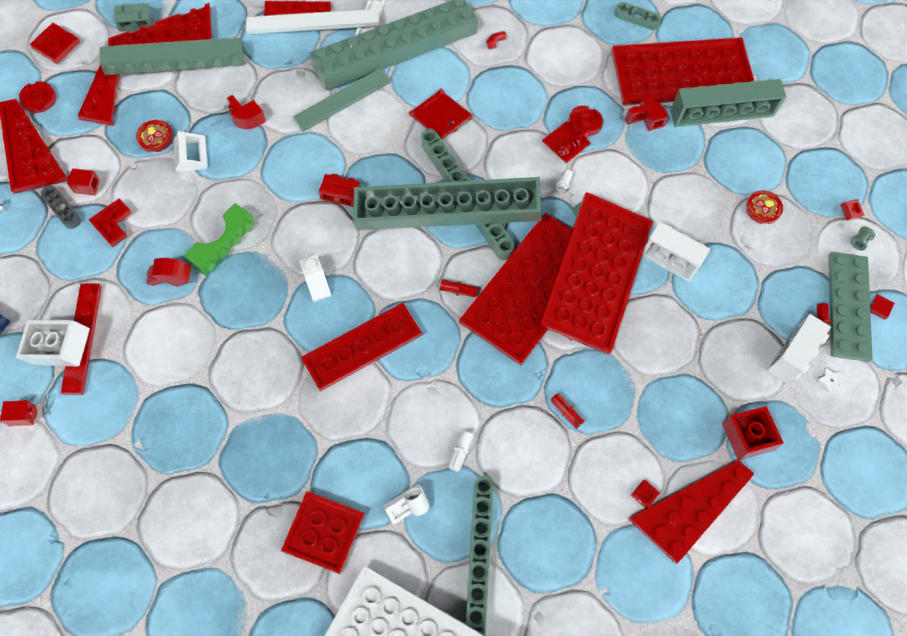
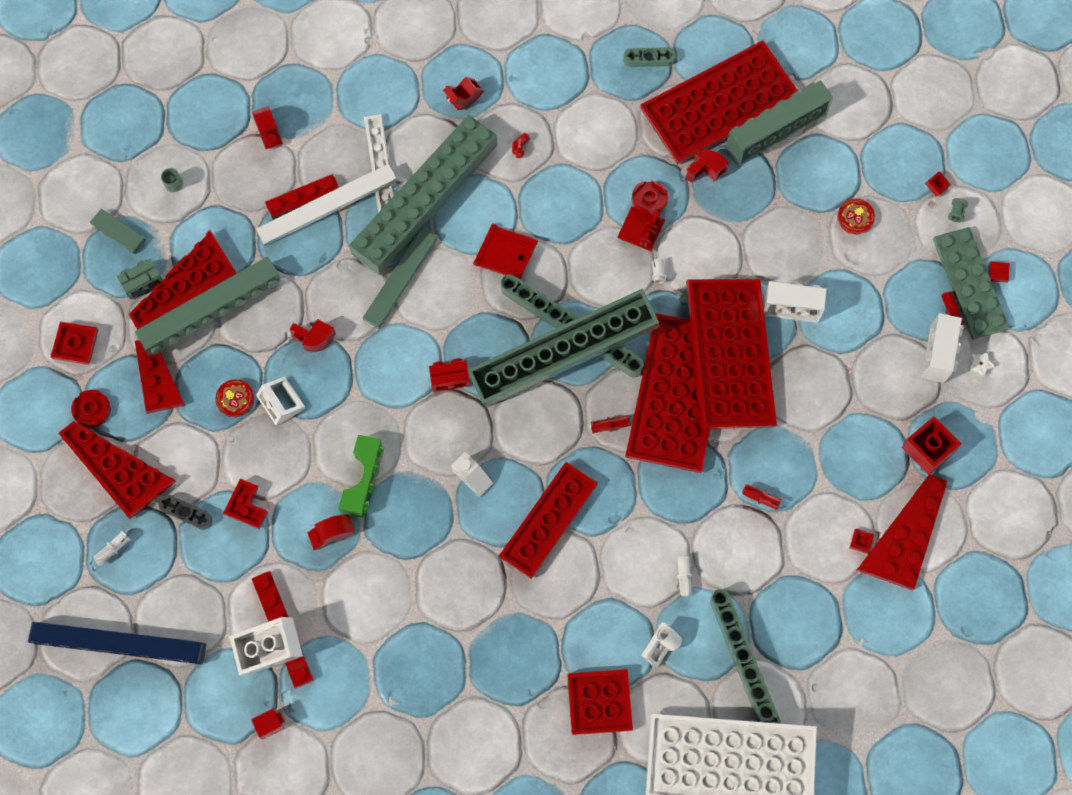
camera: 20 degrees left, 5 degrees up
(83, 181) = (193, 477): red brick -> none

